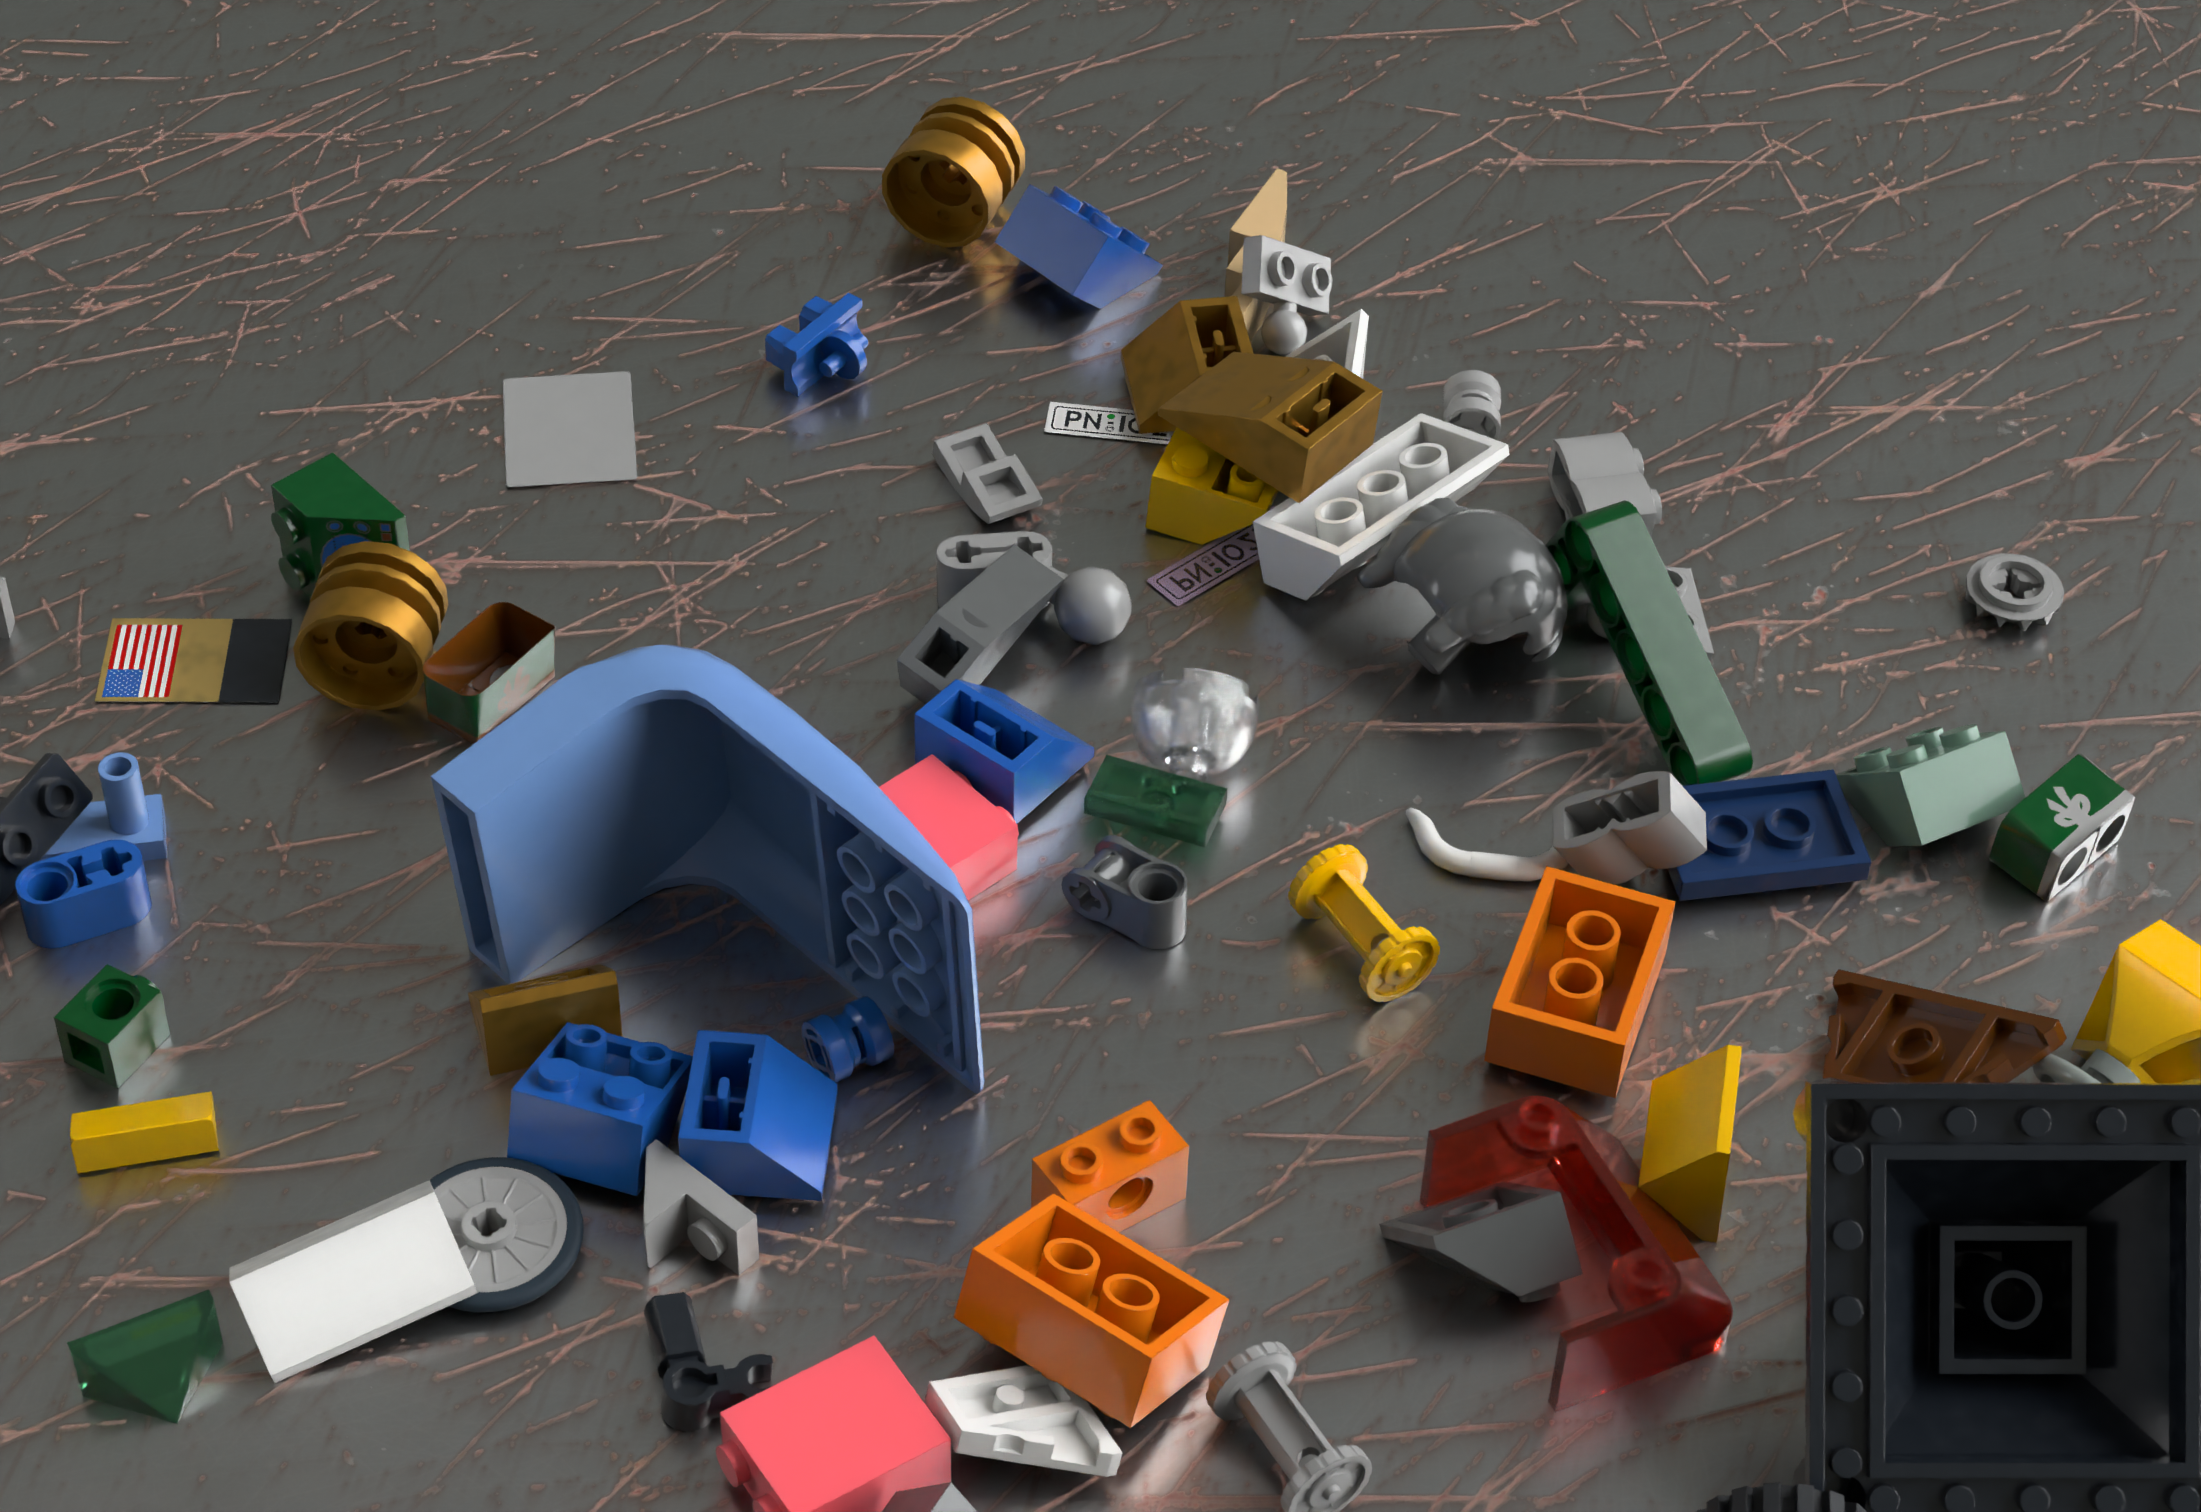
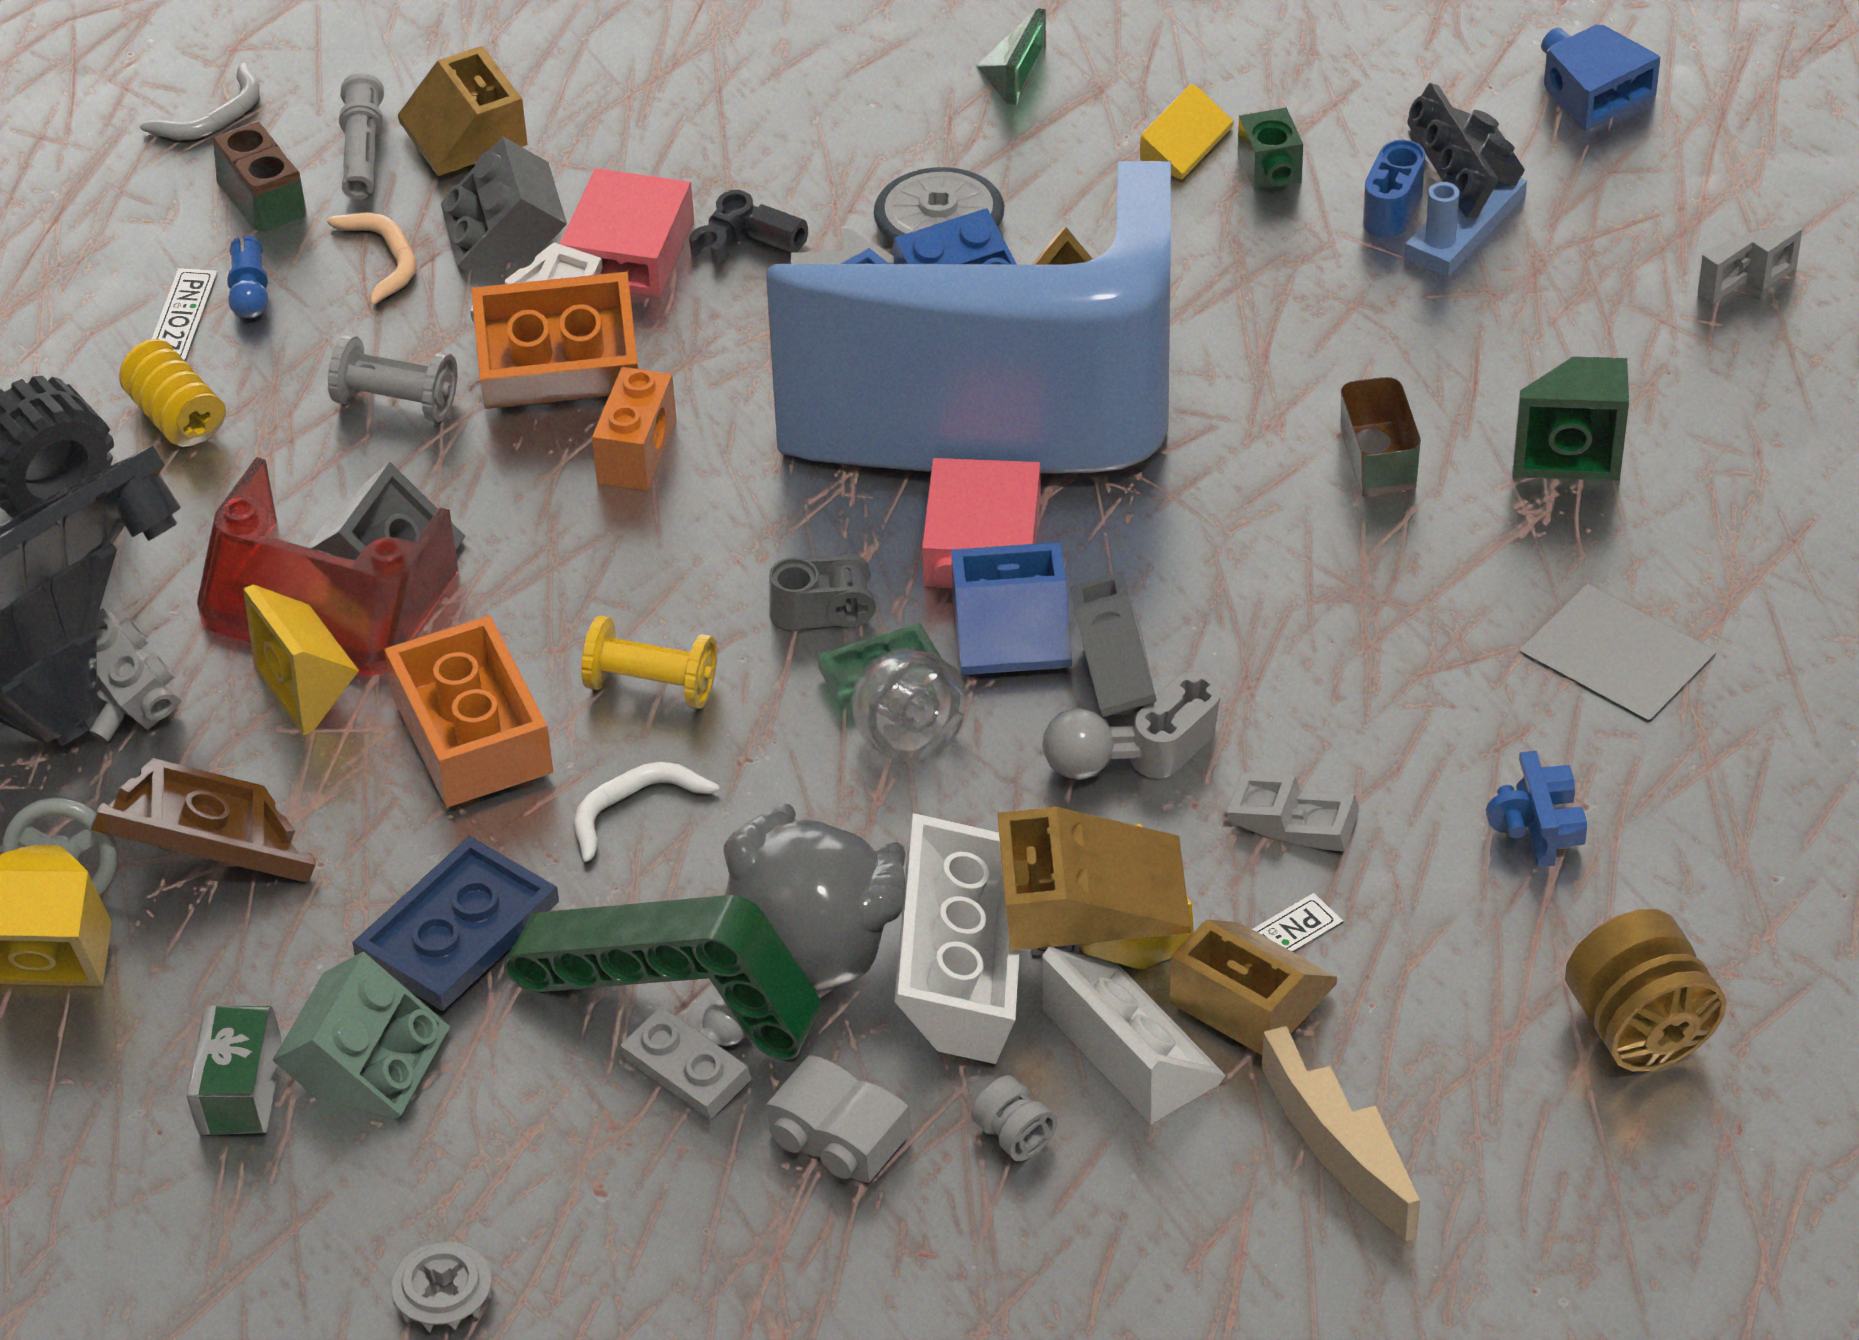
camera: 140 degrees right, 0 degrees up
(194, 660) = (1583, 332): sticker -> none
(351, 1281) = (978, 137): white slope -> none
(371, 625) = (1467, 384): pearl gold wheel -> none
(1076, 246) = (1483, 1037): blue slope -> none
(1292, 282) = (1270, 1092): light grey plate -> none
(1630, 828) = (525, 812): light grey brick -> none

